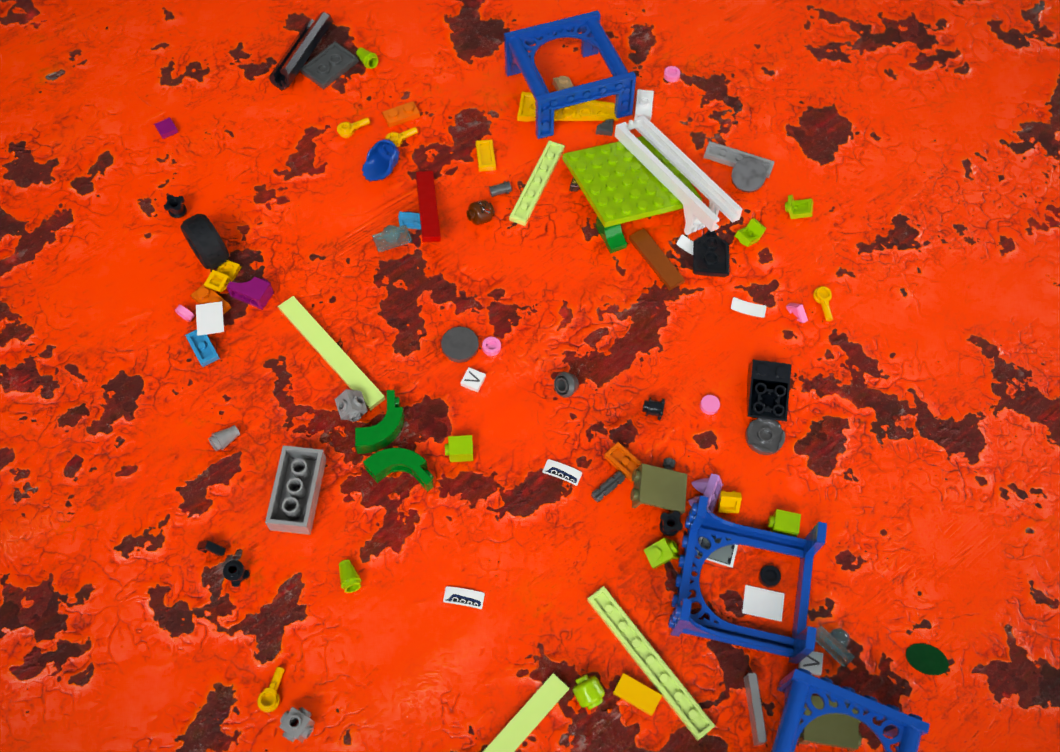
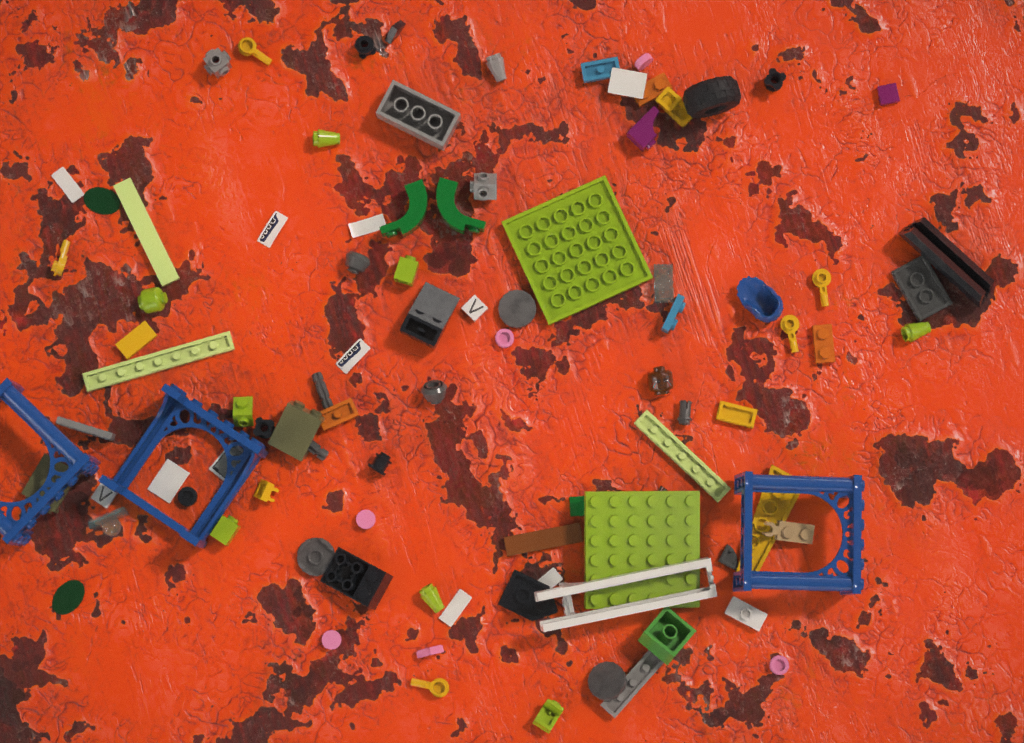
camera: 115 degrees right, 20 degrees up
(331, 352) = (553, 186): yellowish green tile -> none
(386, 313) = (577, 250): none -> lime plate
(426, 504) = (367, 225): none -> white sticker
(428, 207) = (681, 327): red tile -> none
(469, 497) = (356, 262): none -> dark grey cone
(496, 412) = (429, 315): none -> slope
(694, 139) = (666, 635): none -> bright green brick
(710, 488) = (283, 480): lavender tile -> none
(750, 327) = (431, 597): none -> lime cone
(751, 233) = (535, 647): lime bracket -> none
(830, 395) = (331, 639): none -> bright pink tile

